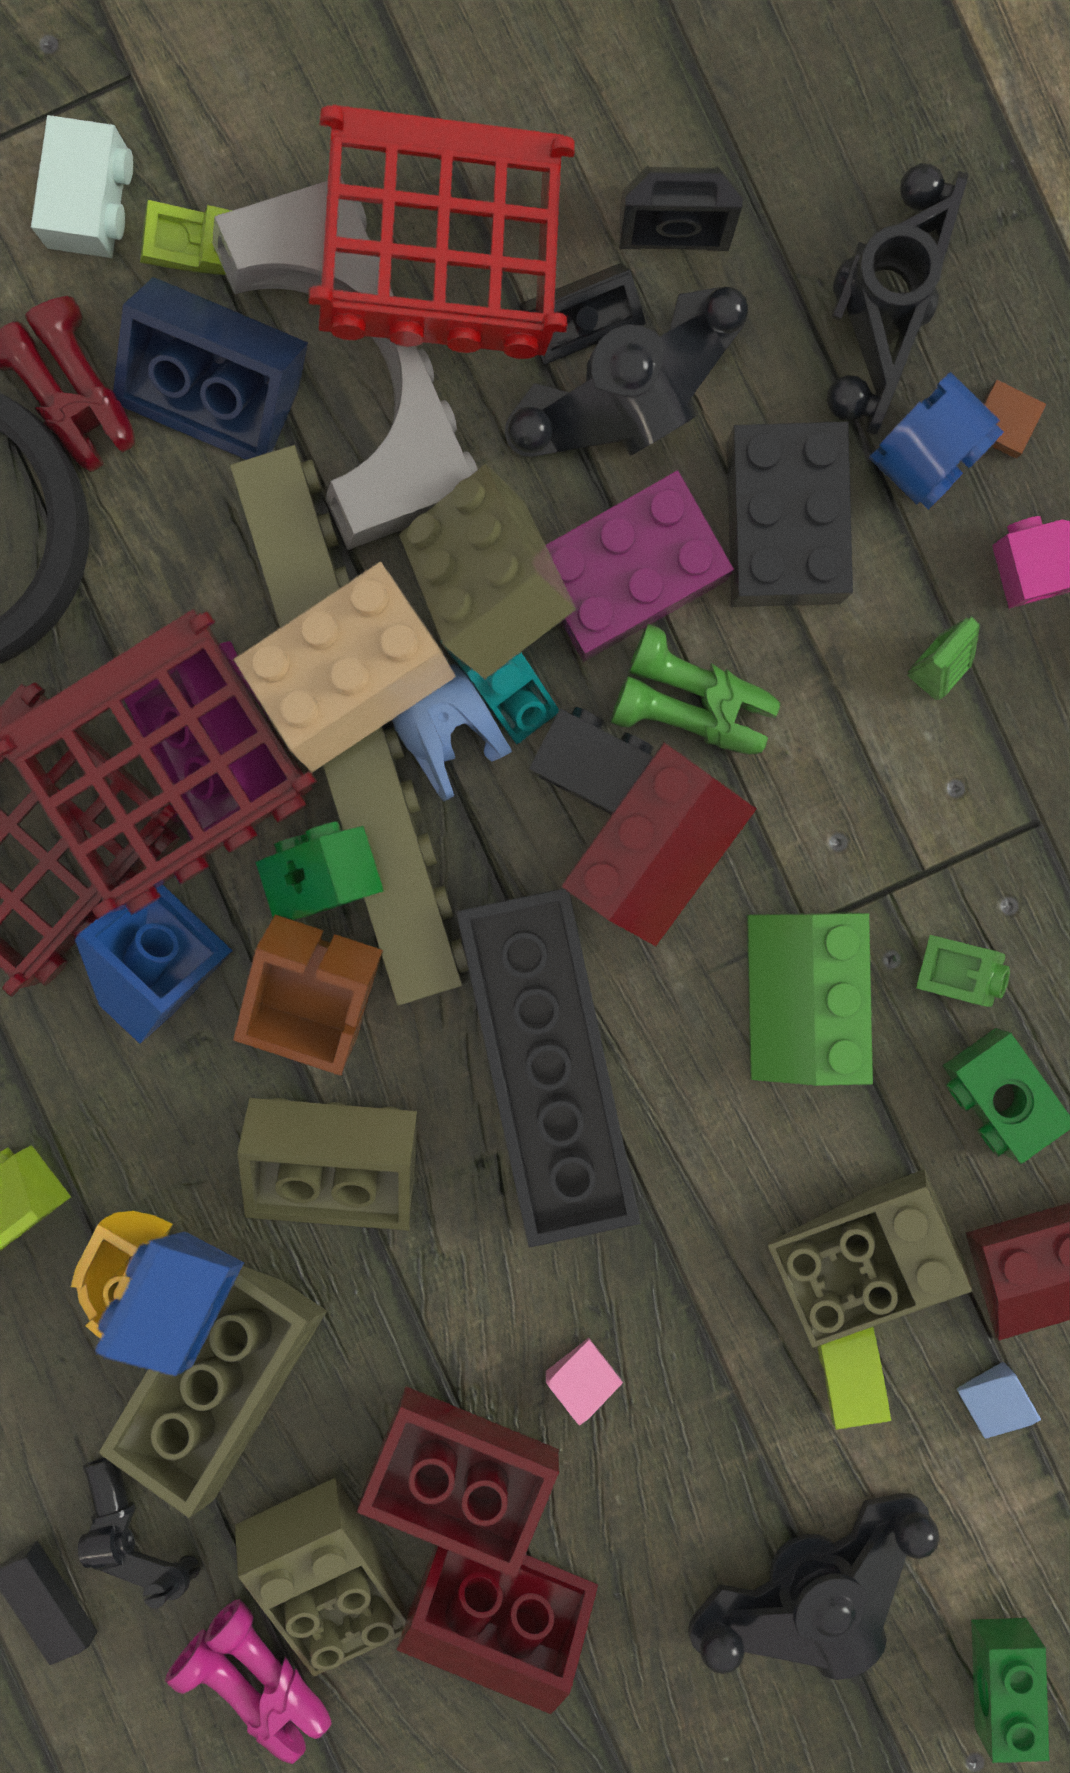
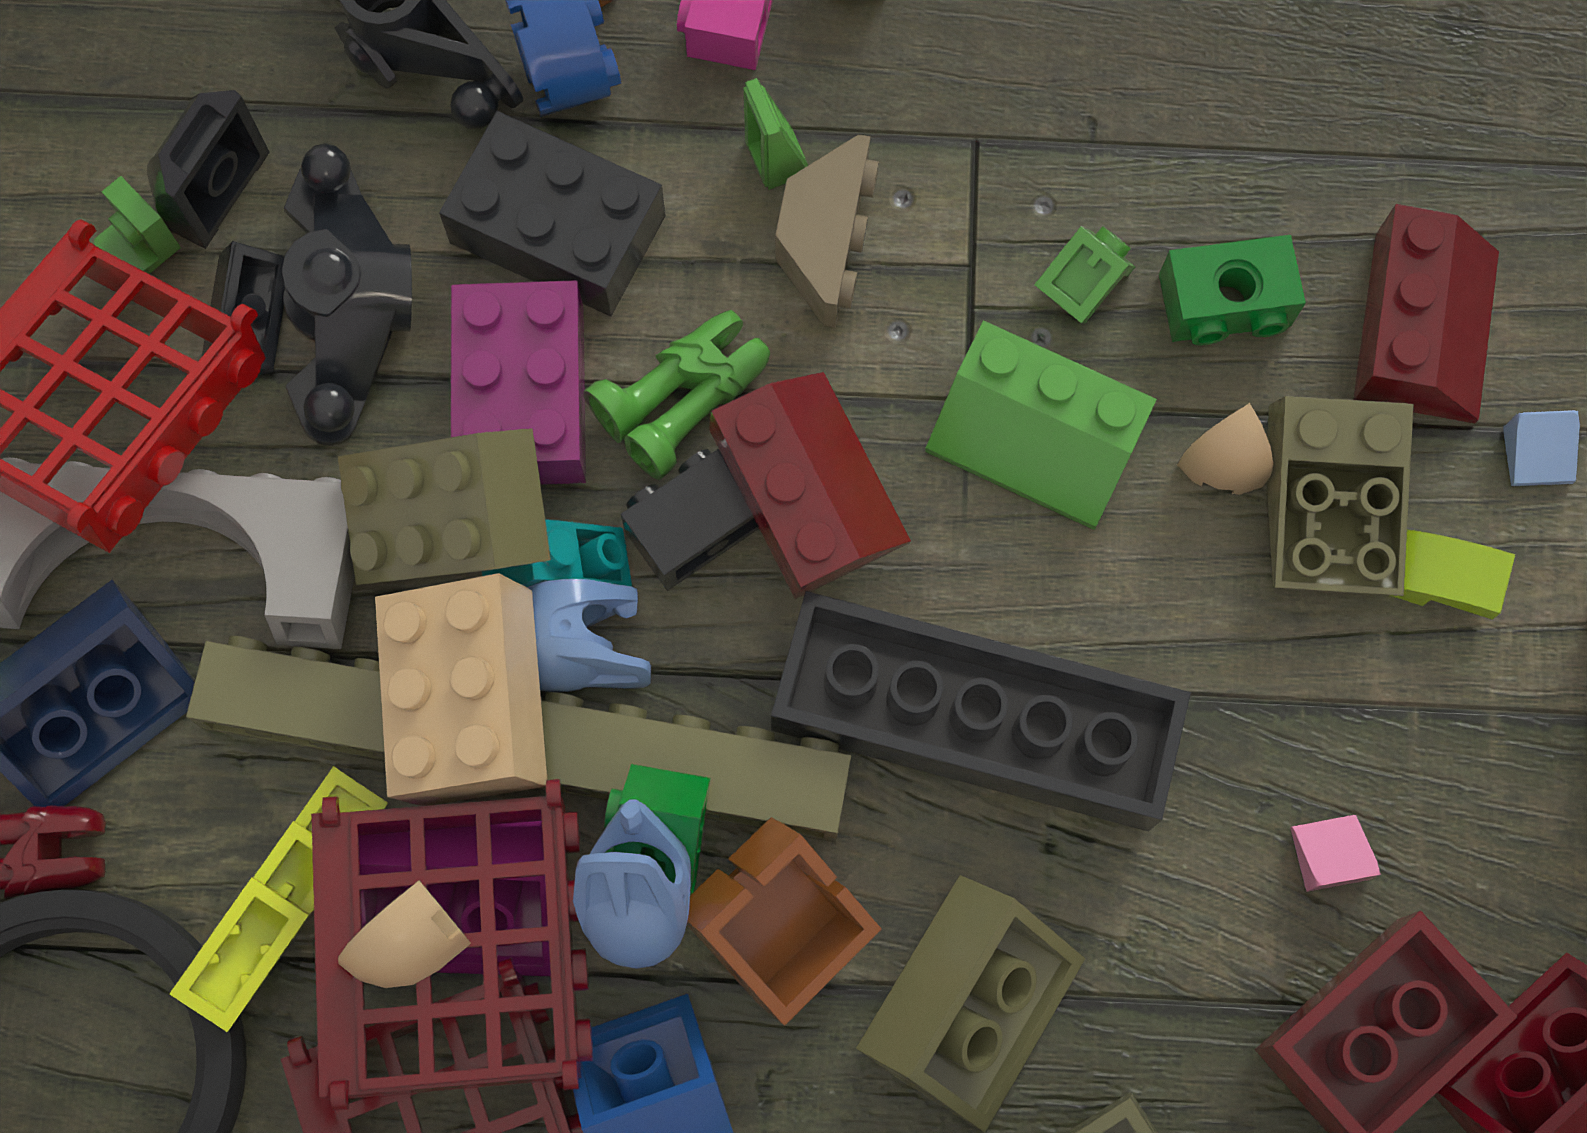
camera: 65 degrees left, 15 degrees down
(128, 612) = (264, 914): none -> neon yellow slope
(133, 737) = (404, 942): none -> tan brick
(243, 888) = (626, 898): none -> medium blue helmet
(595, 186) = (136, 229): none -> bright green bracket
(861, 1161) = (1231, 454): none -> tan brick
(891, 739) = (823, 226): none -> dark tan slope

